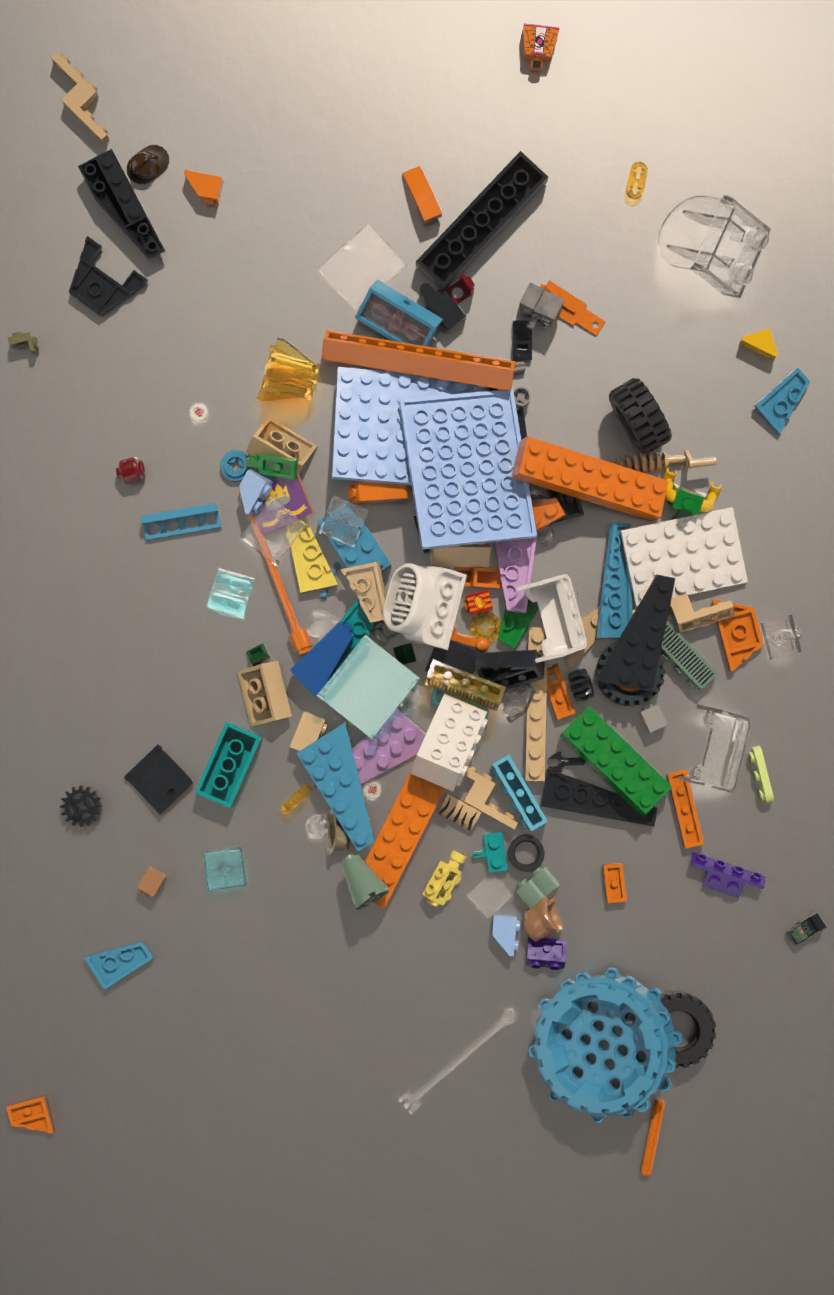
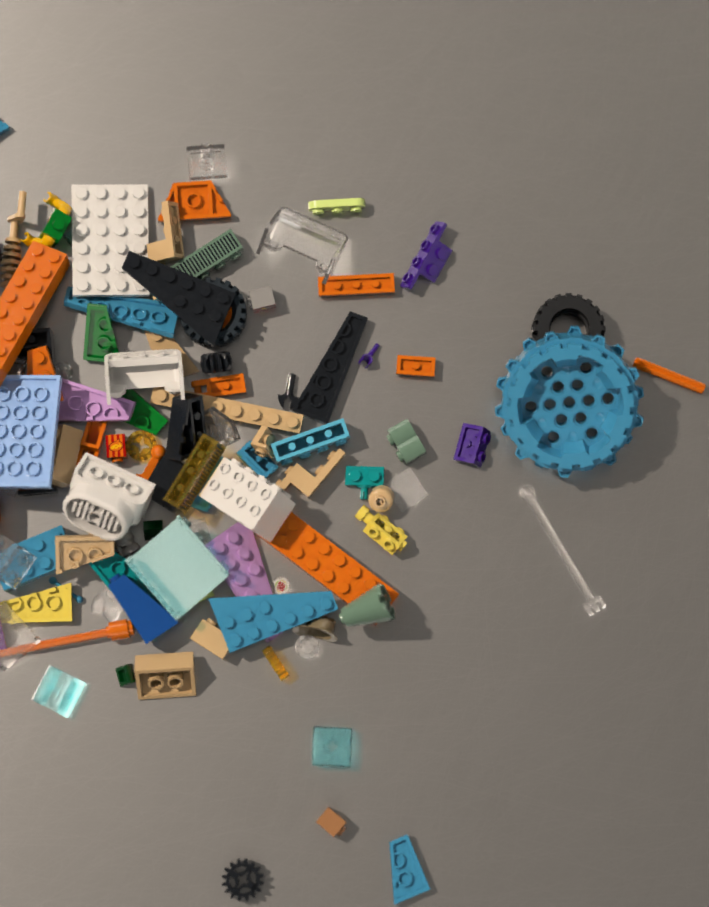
camera: 80 degrees left, 5 degrees down
(156, 776) = (227, 799): black container -> none
(228, 764) = (228, 723): teal brick -> none
(459, 812) = (319, 504): tan brick -> none
(475, 873) = (377, 495): none -> tan head
(491, 743) = (262, 466): none -> dark azure hinge
(504, 931) = (444, 481): light blue slope -> none
(509, 745) = (262, 442): none -> tan bracket
(523, 867) = (368, 432): black tyre -> none
(542, 920) = (439, 442): medium nougat piece -> none
(587, 564) = (98, 333): none -> green wing
(614, 834) = (368, 357): none -> dark purple hand
(615, 761) = (297, 342): green brick -> none
(806, 927) = (492, 191): leg -> none

